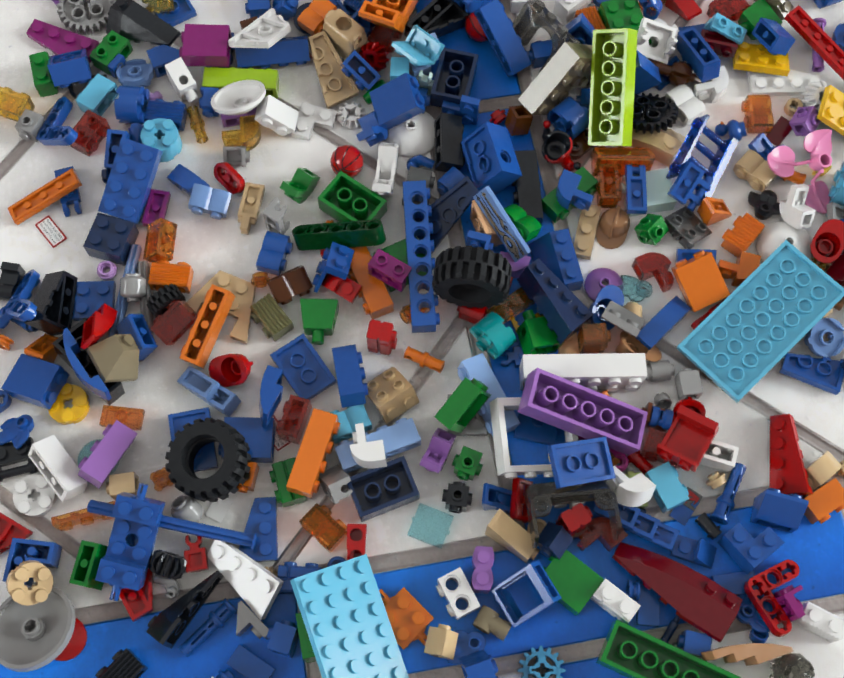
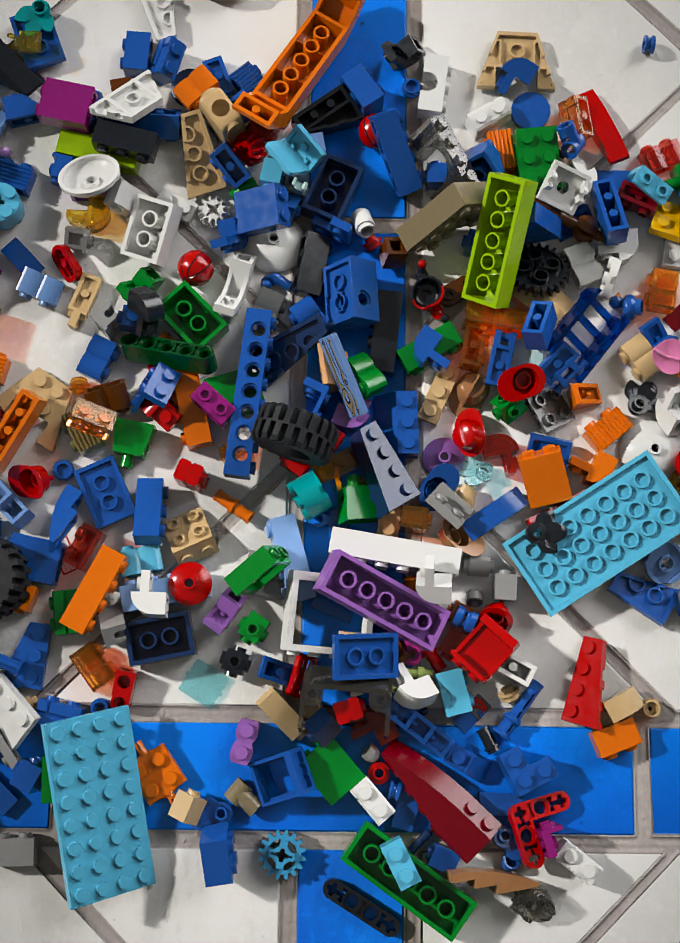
camera: 10 degrees right, 10 degrees up
(182, 81) = (35, 141): white torso -> none
(197, 124) = (44, 193): clear yellow pin -> none
(260, 357) = (63, 470): none -> blue tile
(264, 66) = (125, 141): none -> black brick
(280, 301) = (91, 418): none -> clear orange brick
(297, 213) = (127, 320): none -> blue brick
(301, 135) = (151, 230): none -> white slope
(313, 197) = (147, 307): none -> black brick
(401, 441) = (198, 591): none -> red dish
(463, 592) = (221, 759): white brick -> none
(488, 101) = (363, 222): none -> white brick
(569, 117) = (448, 261): blue brick -> none
(602, 559) = (370, 753): none -> light grey hinge
(621, 575) = (371, 772): none -> red plate
(623, 258) = (469, 432): none -> red piece
(627, 390) = (433, 586): none -> white brick
(660, 202) = (521, 382): none -> red piece
(660, 650) = (400, 863): none -> medium azure brick
(664, 152) = (539, 325): none -> blue brick
(711, 107) = (610, 277): none -> white plate
(718, 326) = (549, 532): none -> black plate
(778, 510) = (563, 740): blue slope -> none

